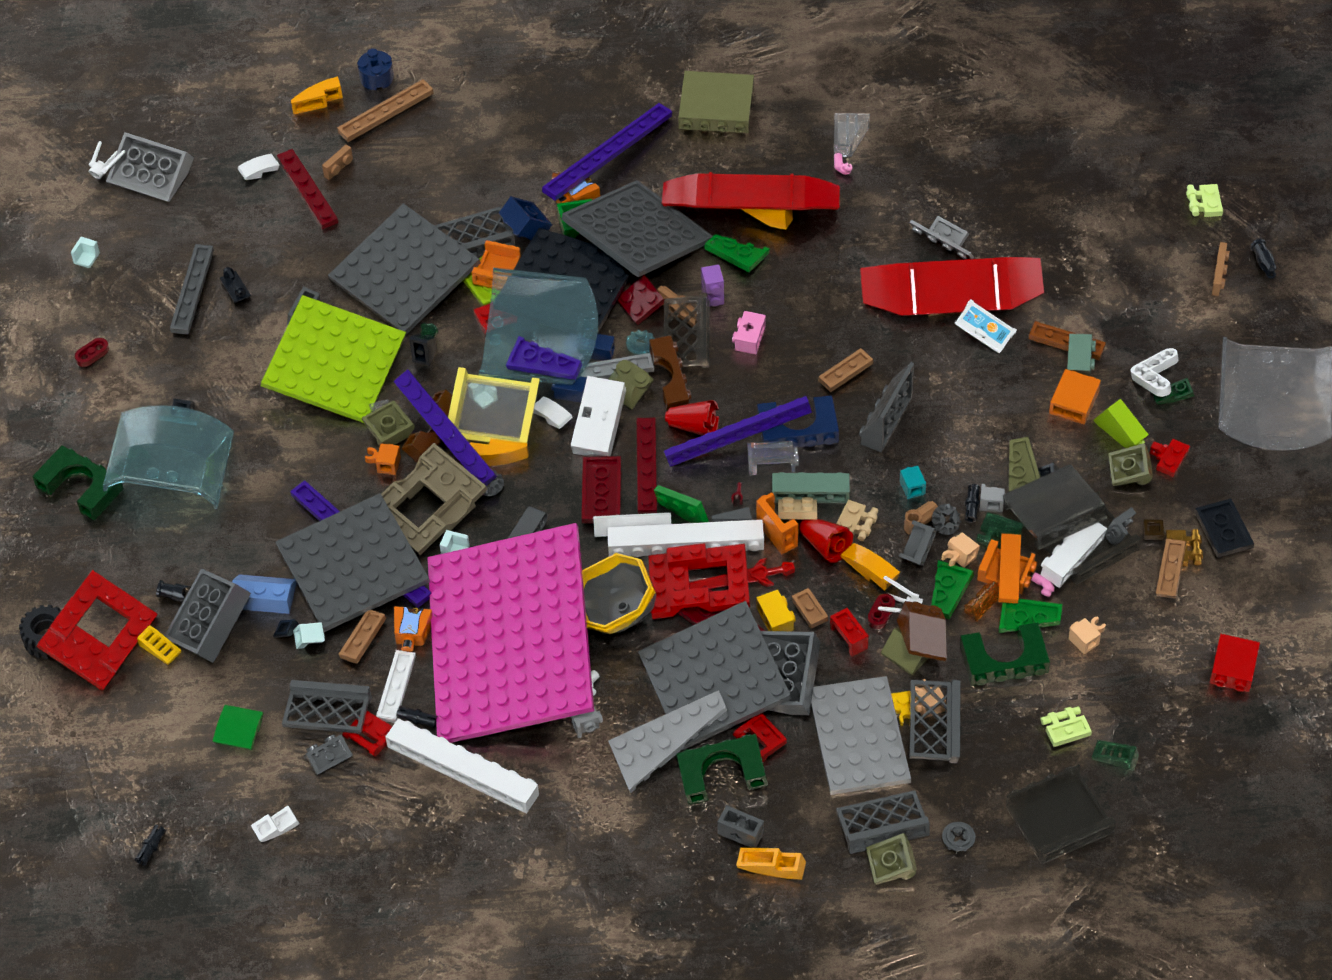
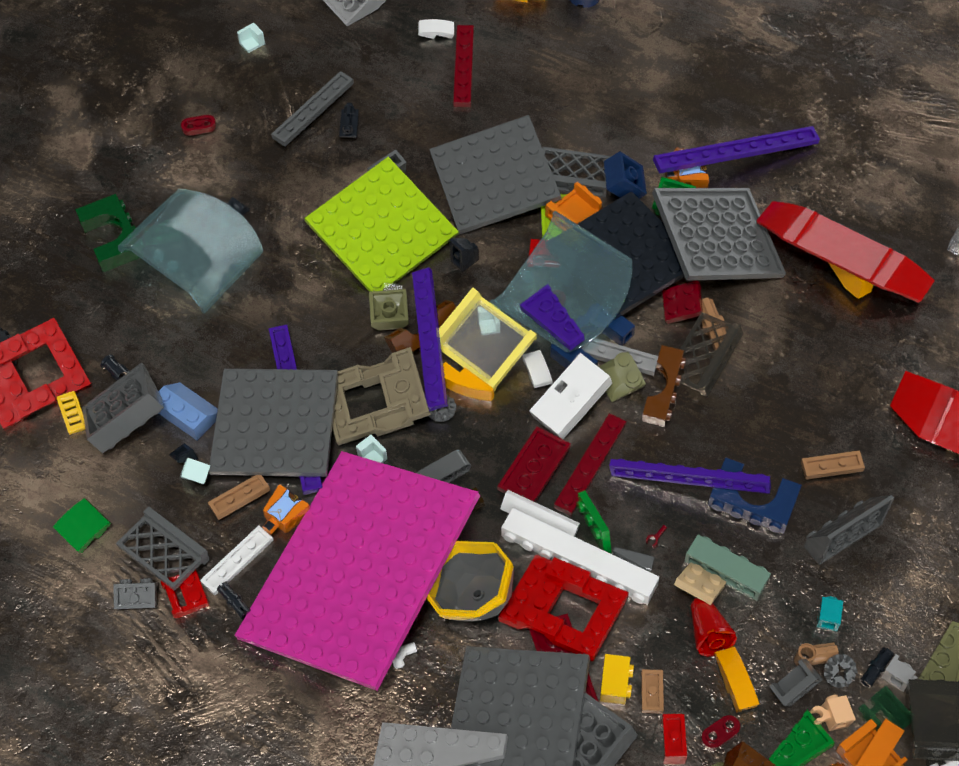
camera: 30 degrees right, 5 degrees up
(271, 827) = (49, 637): white slope -> none
(337, 162) = (502, 53): medium nougat plate -> none
(385, 110) = (571, 27): medium nougat plate -> none
(386, 459) = (367, 339): orange brick -> none
(429, 329) = (480, 240): clear green plate -> none
(462, 765) = (239, 673): white brick -> none
(586, 722) = (382, 695): light grey brick -> none
(639, 347) = (653, 345): clear light blue gear -> none
(694, 417) = (660, 441): red cone -> none
(713, 284) = (754, 320): medium lavender piece -> none
(716, 101) = (865, 148): olive panel -> none
(740, 255) = (799, 301): green wing -> none
(749, 332) = (763, 382): bright pink brick -> none
(758, 574) = (625, 627): red sword -> none
(771, 454) = (709, 515): clear panel -> none
(781, 535) = (670, 605): orange panel -> none
(843, 168) = (946, 261): bright pink arm -> none
(853, 514) = (749, 618): tan plate -> none
(914, 597) = (754, 739): white plant -> none

